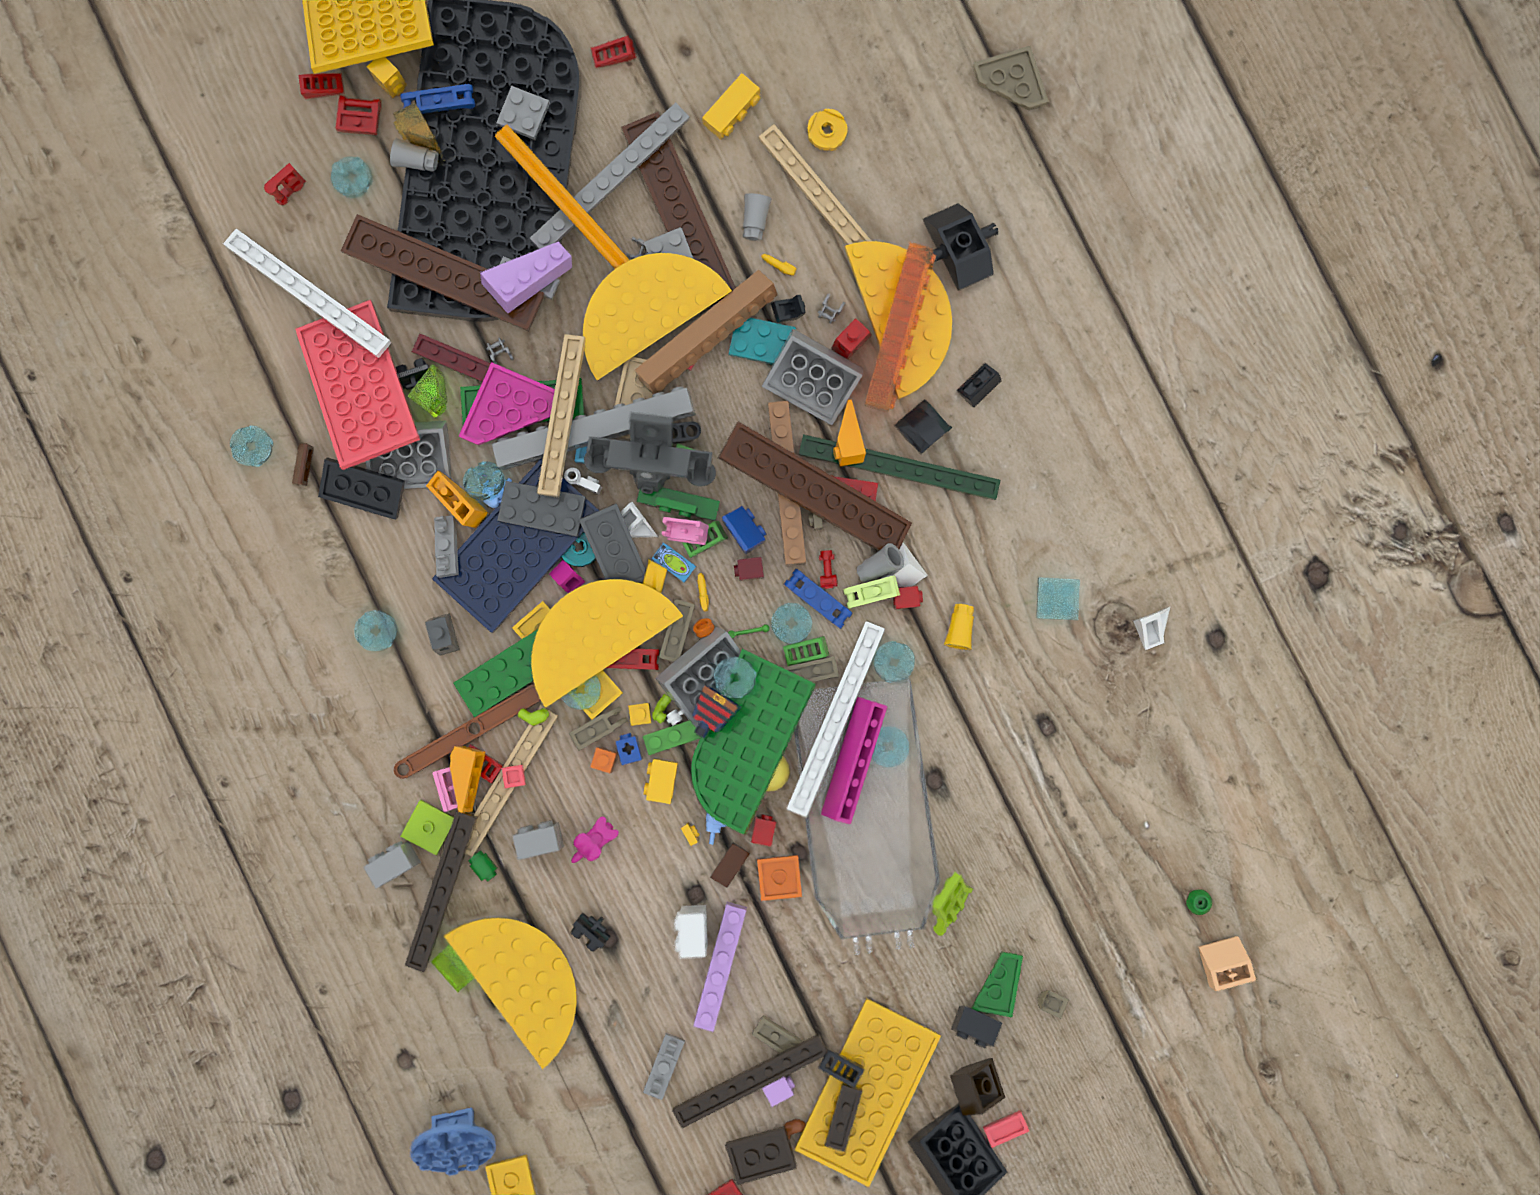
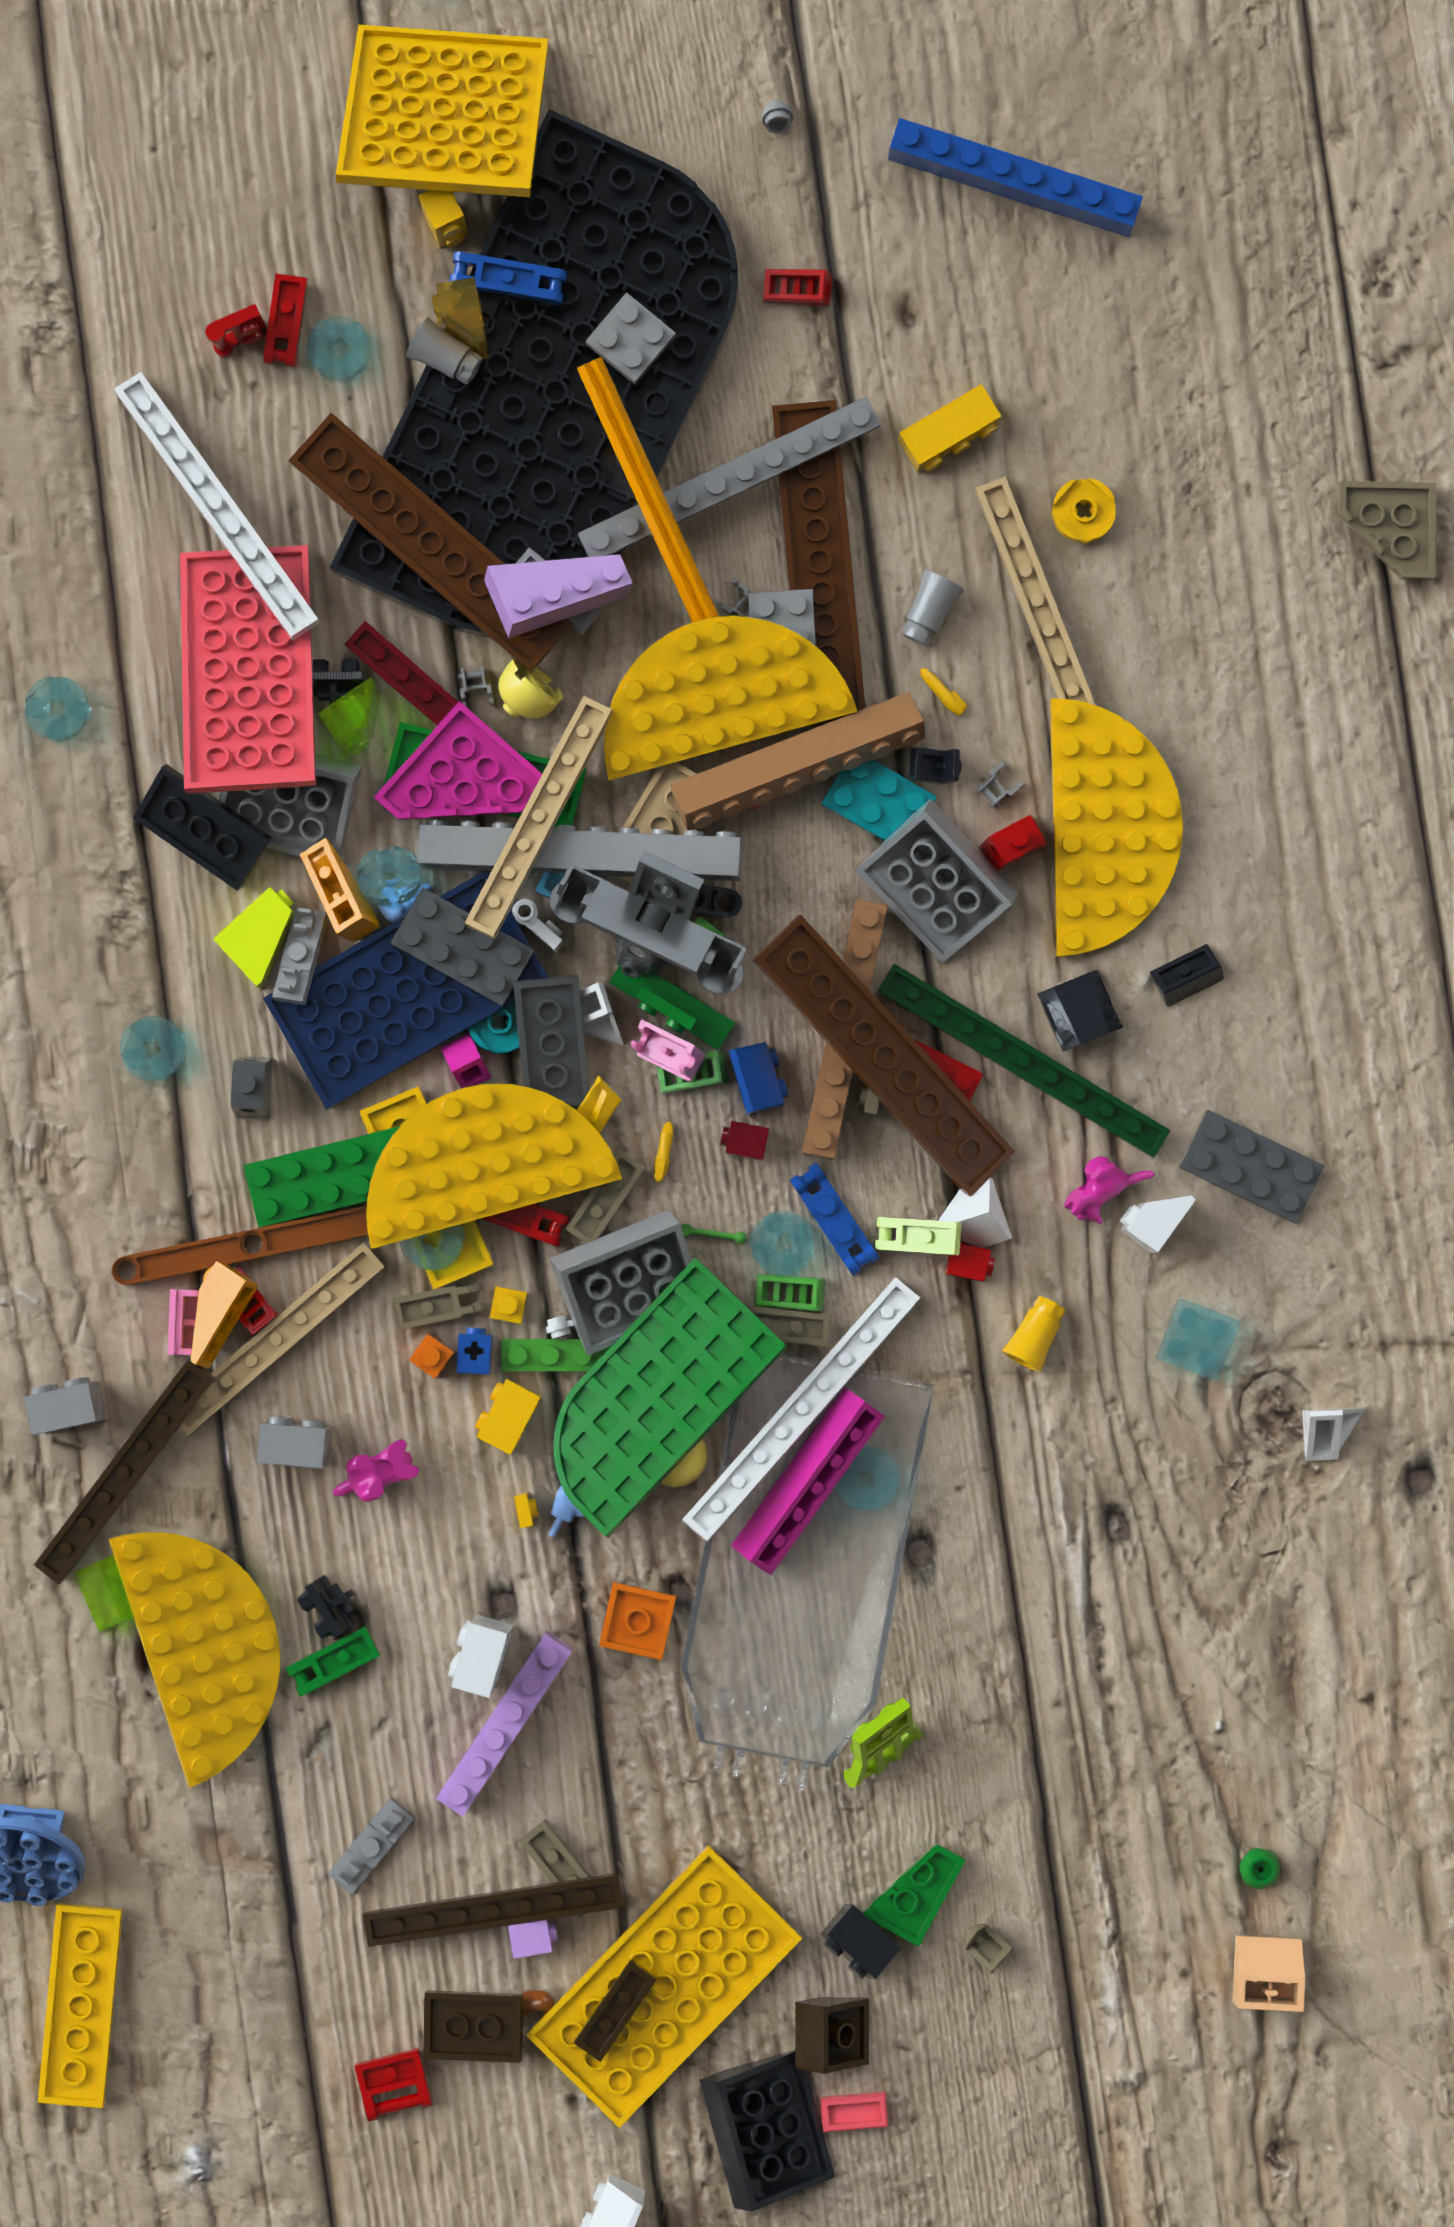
camera: 25 degrees right, 0 degrees up
(302, 464) = (124, 761): reddish brown slope -> none
(313, 169) = (285, 319): none -> red plate
(321, 92) = (338, 205): red slope -> none
(358, 121) = (376, 267): red plate -> none
(416, 542) = (258, 935): none -> neon yellow slope
(428, 827) = (135, 1370): lime plate -> none
(483, 866) = (198, 1455): green brick -> none
(513, 776) = (289, 1335): coral tile -> none
(530, 344) = (527, 692): none -> light yellow cylinder
(535, 717) = (349, 1258): lime arm -> none
(605, 962) = (334, 1660): none -> green plate
(661, 705) = (544, 1303): lime arm -> none
(674, 562) = (635, 1092): tile -> none
(703, 627) = (647, 1206): orange tile -> none
(713, 711) = (621, 1337): torso -> none
(729, 865) = (569, 1576): reddish brown slope -> none
(732, 666) = (688, 1297): clear light blue plate -> none
(763, 830) = (637, 1541): red brick -> none
(828, 580) = (859, 1196): red bar -> none
(849, 444) = (959, 1000): light orange slope -> none
(854, 1077) = (652, 1955): black slope -> none
(881, 563) = (946, 1198): light grey plant -> none
(897, 651) = (928, 1338): clear light blue plate -> none
(898, 327) = (1090, 850): clear orange brick -> none
(964, 262) = (1227, 784): black slope -> none
(971, 523) = (1102, 1183): none -> dark pink animal
(1009, 537) = (1154, 1221): none -> white slope
(1055, 486) = (1251, 1166): none -> dark grey plate

